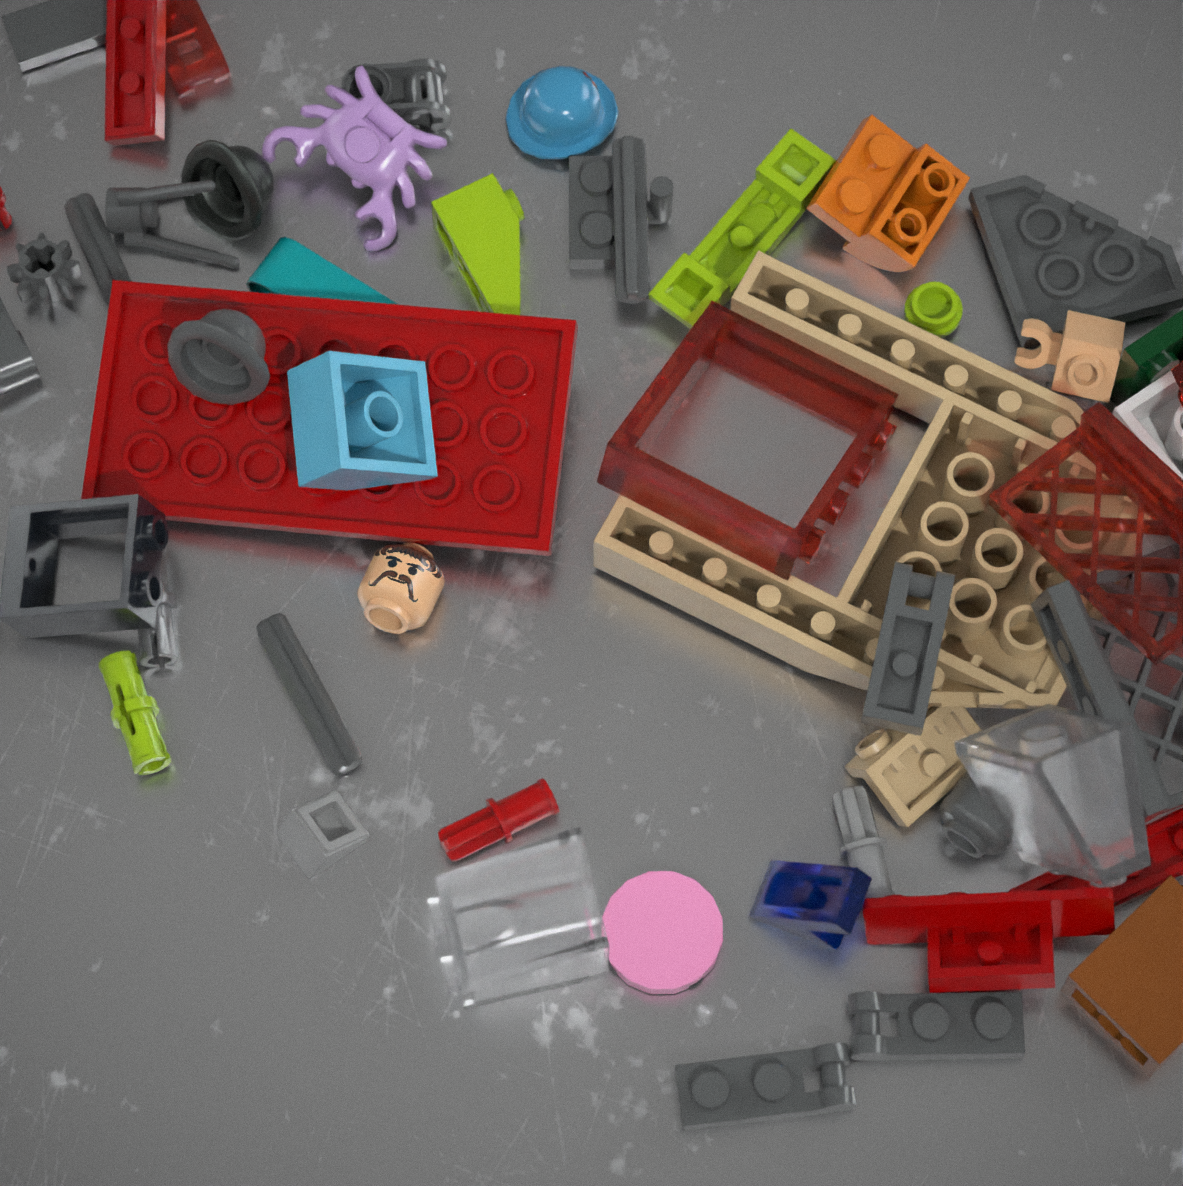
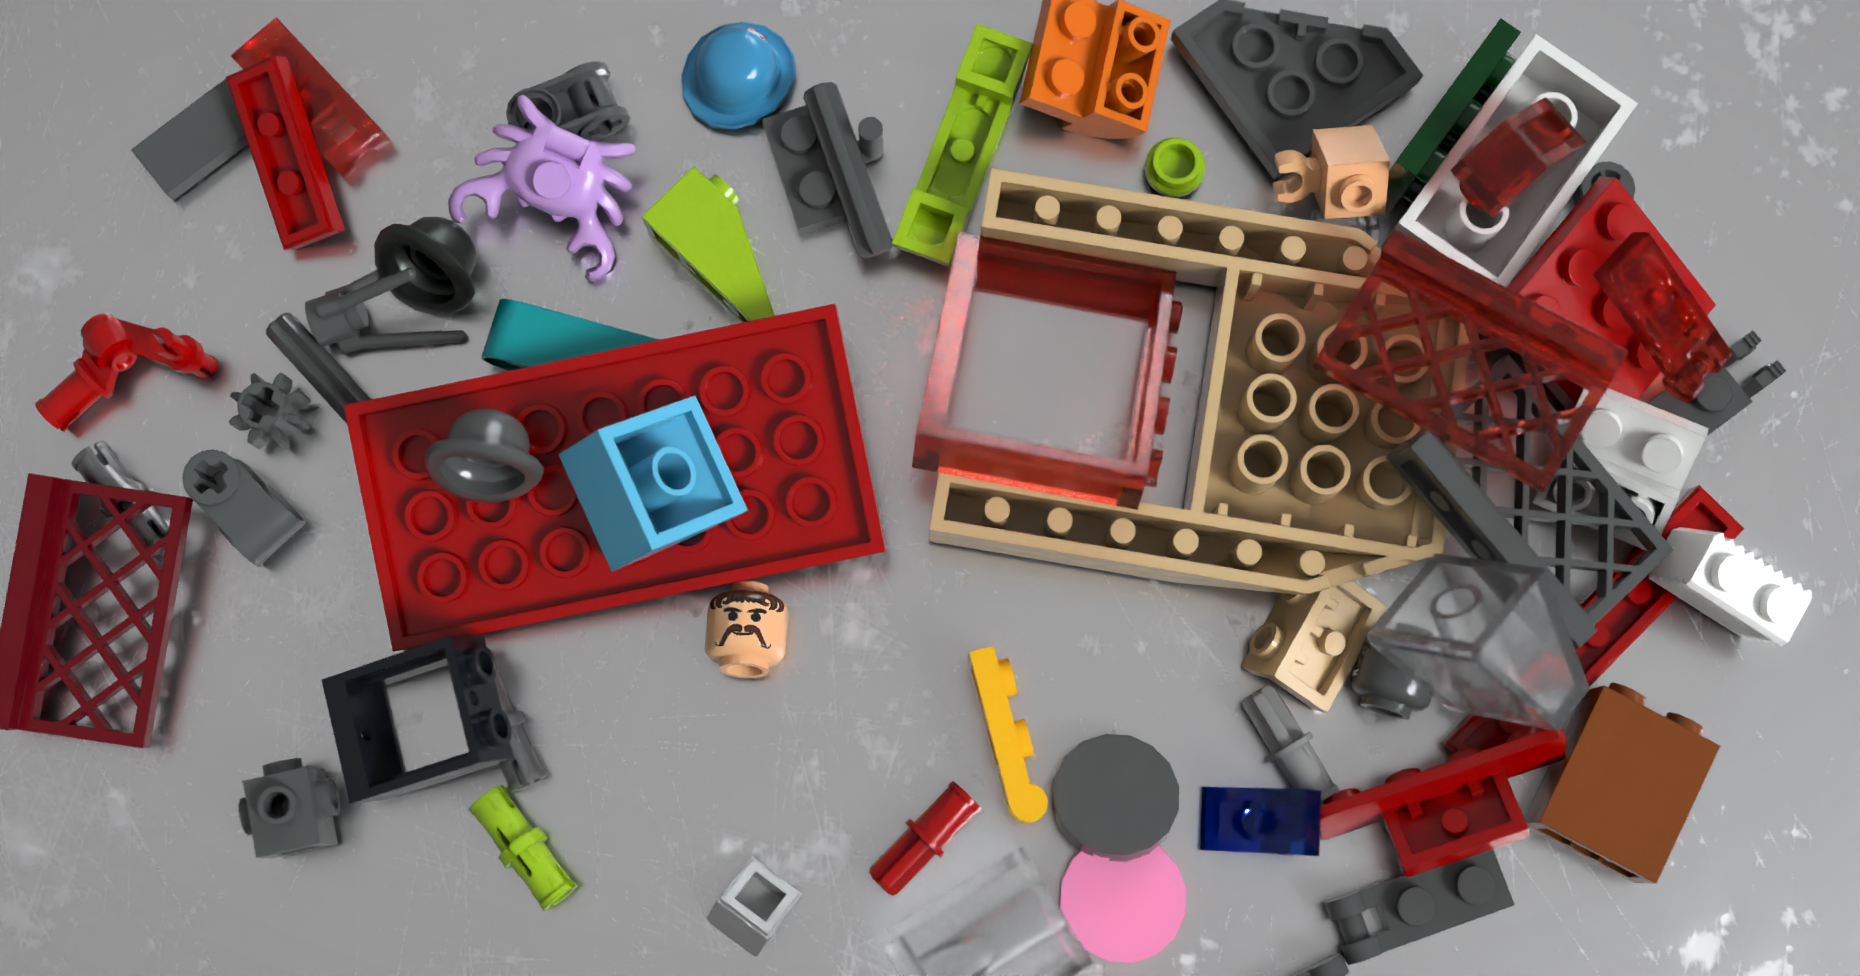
camera: 20 degrees left, 10 degrees up
(309, 694) = (691, 768): dark grey axle -> none
(605, 755) = (1008, 738): none -> yellow plate
(685, 838) = (1115, 797): none -> dark grey tile
(907, 651) = (1283, 547): dark grey plate -> none

